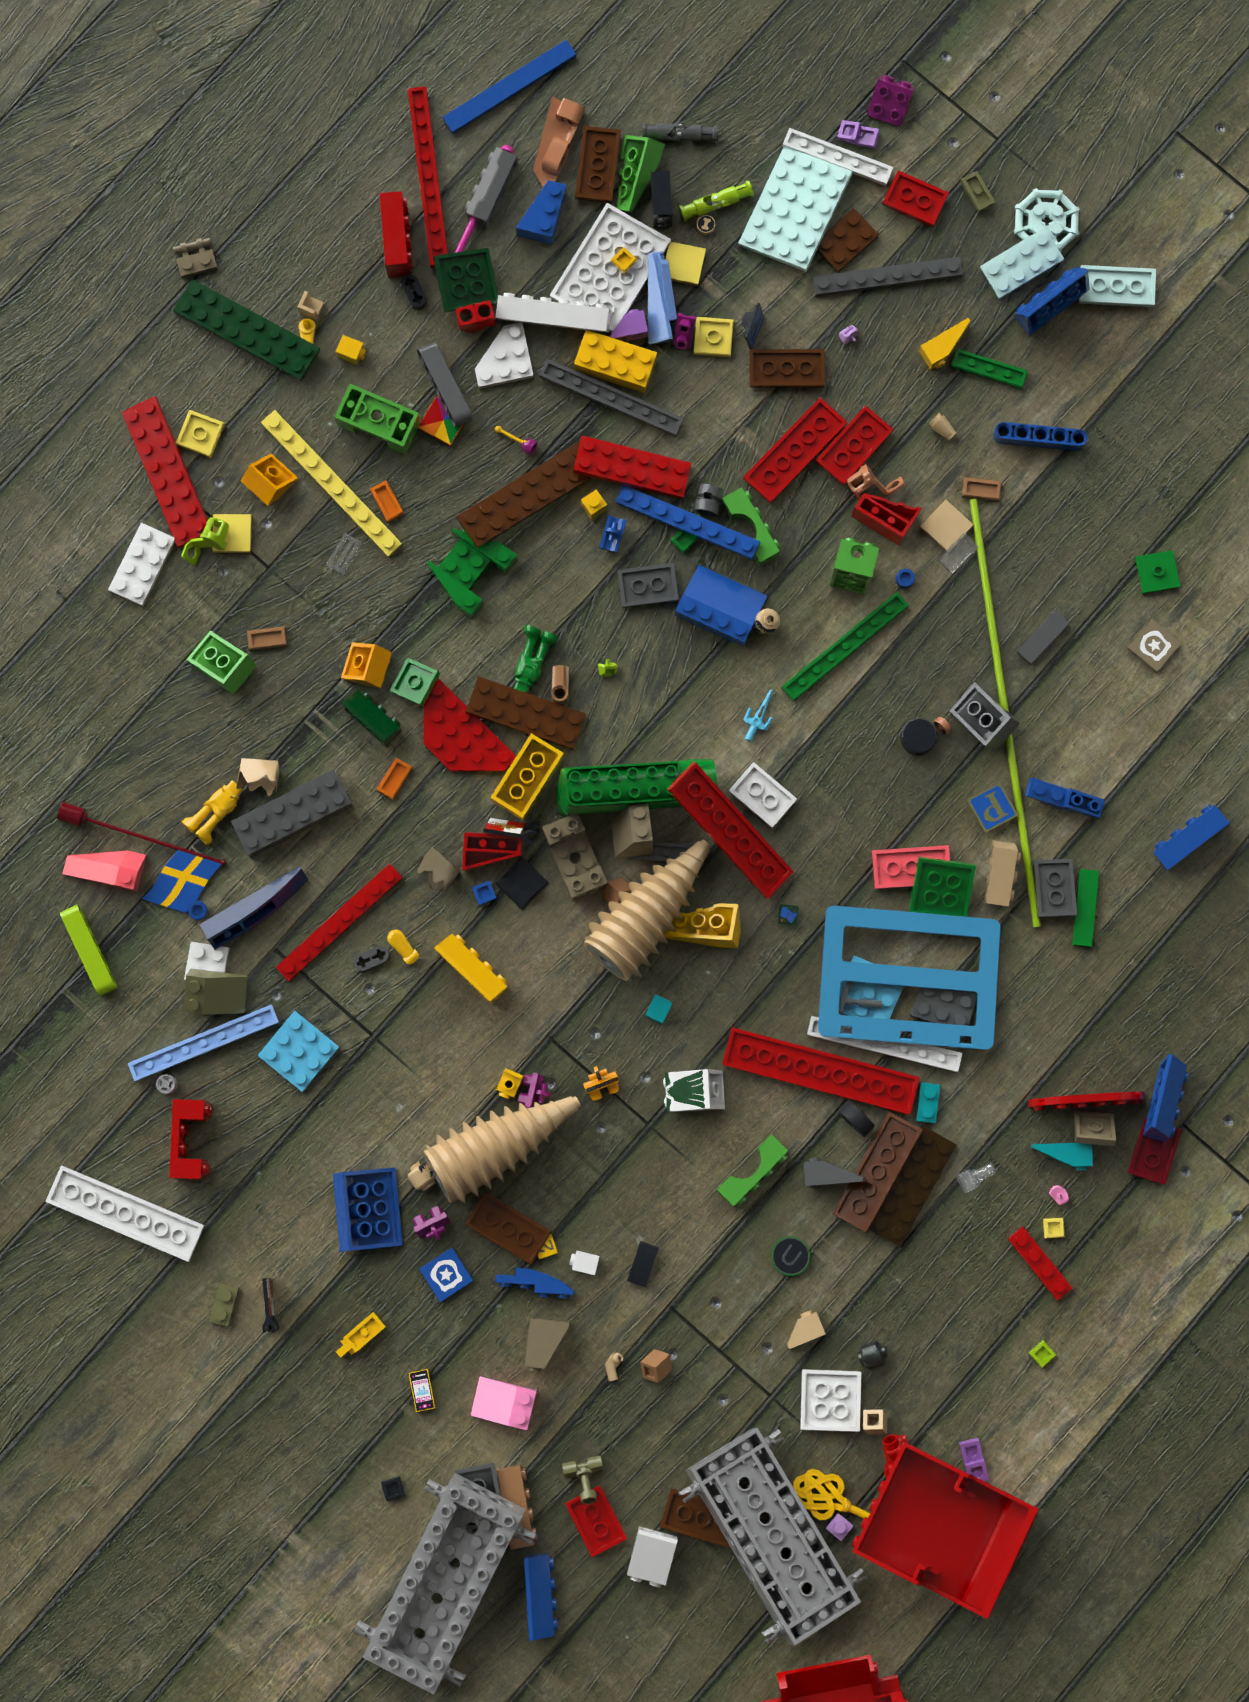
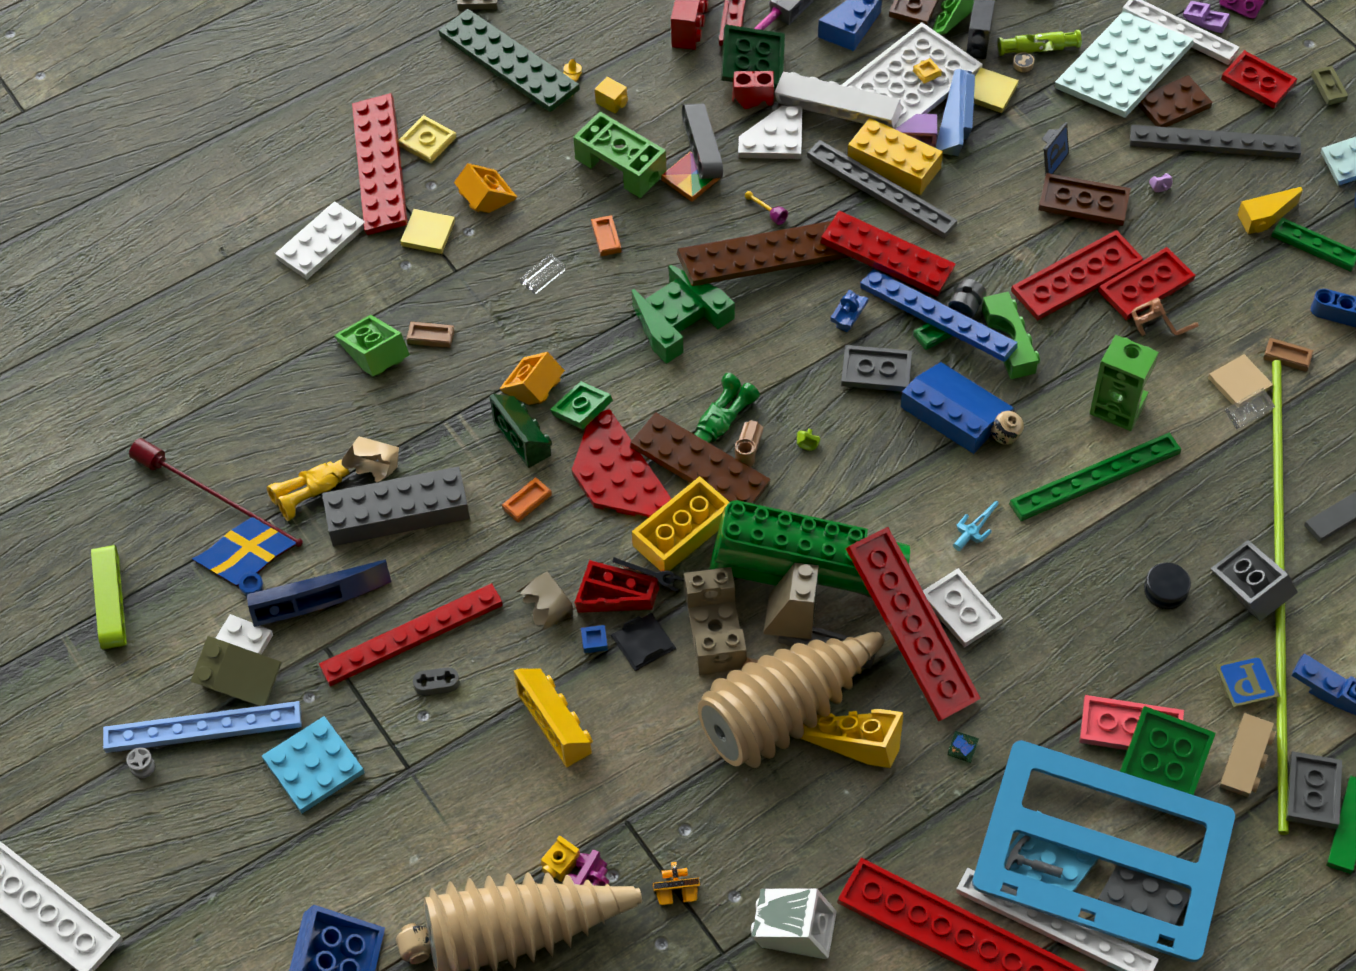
camera: 15 degrees right, 25 degrees down
(114, 869) = (167, 521): coral wedge -> none
(181, 1112) = (121, 852): red plate -> none
(207, 539) = (403, 223): lime piece -> none
(310, 306) = (579, 52): tan panel -> none
(331, 483) = (552, 210): light yellow plate -> none
(402, 946) = (476, 670): yellow piece -> none
(410, 293) = (697, 61): black beam -> none
(594, 504) = (835, 279): yellow brick -> none
(658, 1009) = (771, 814): teal panel -> none
(684, 331) = (977, 142): magenta hips -> none
(713, 337) = (1008, 159): light yellow tile -> none
(885, 517) = (1177, 358): red wedge -> none
(905, 578) = (1181, 423): blue tile -> none
(942, 426) = (1252, 284): tan cone -> none
(942, 726) = (1199, 580): nougat tile -> none

